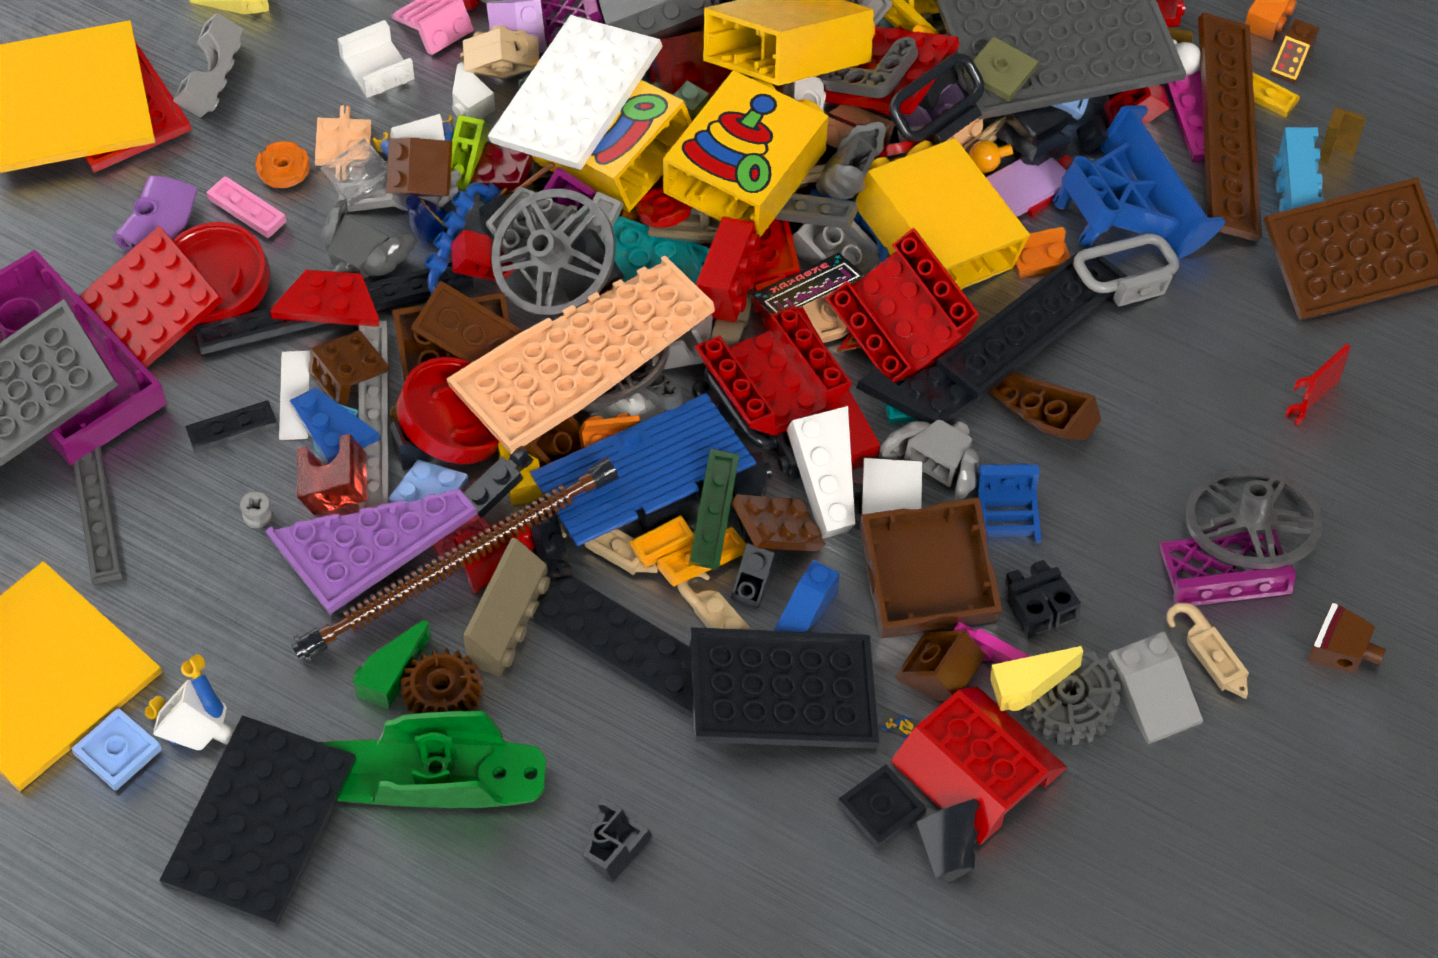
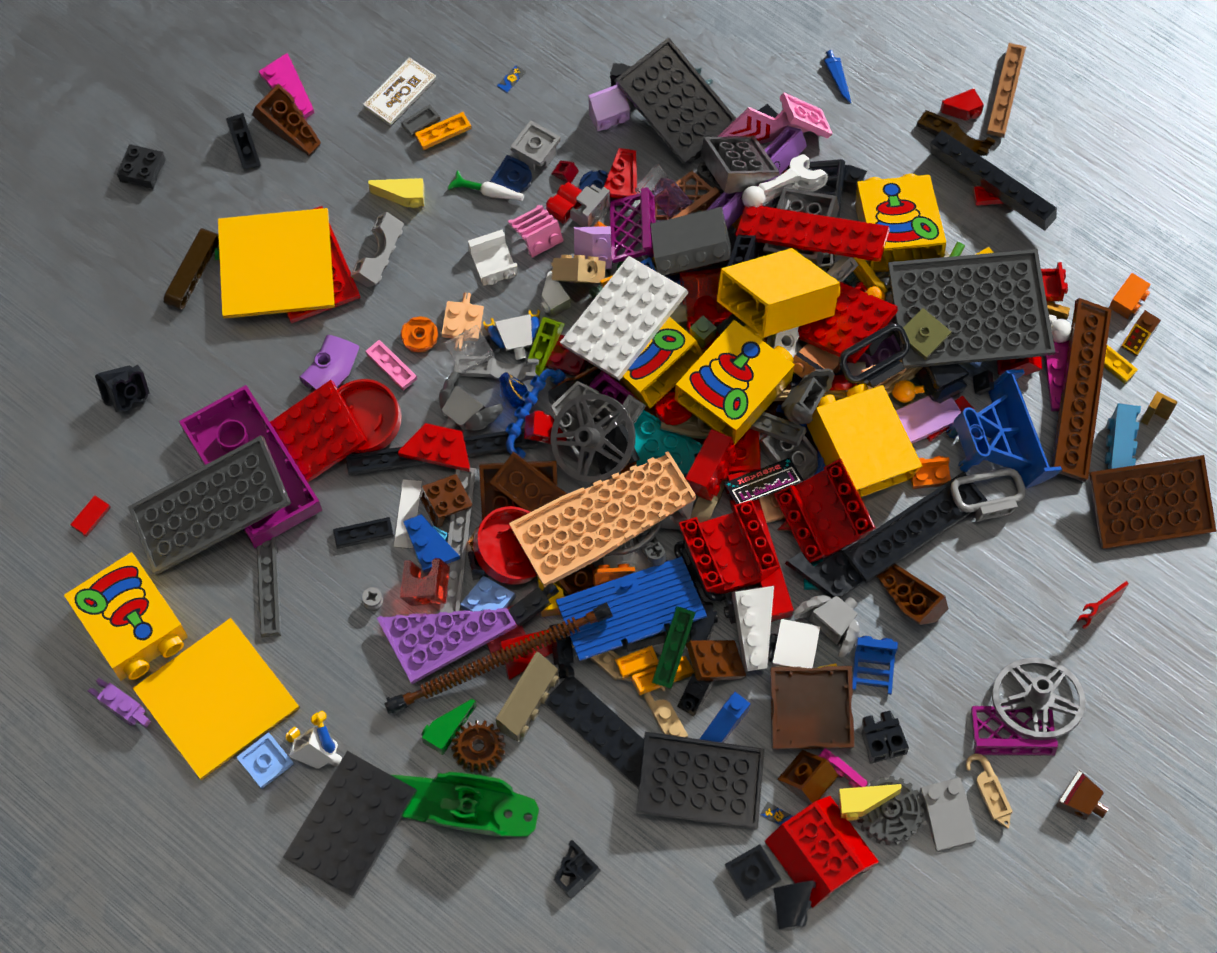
camera: 10 degrees right, 10 degrees up
(419, 167) = (510, 356): reddish brown slope -> none
(875, 82) = (837, 331): dark grey beam -> none

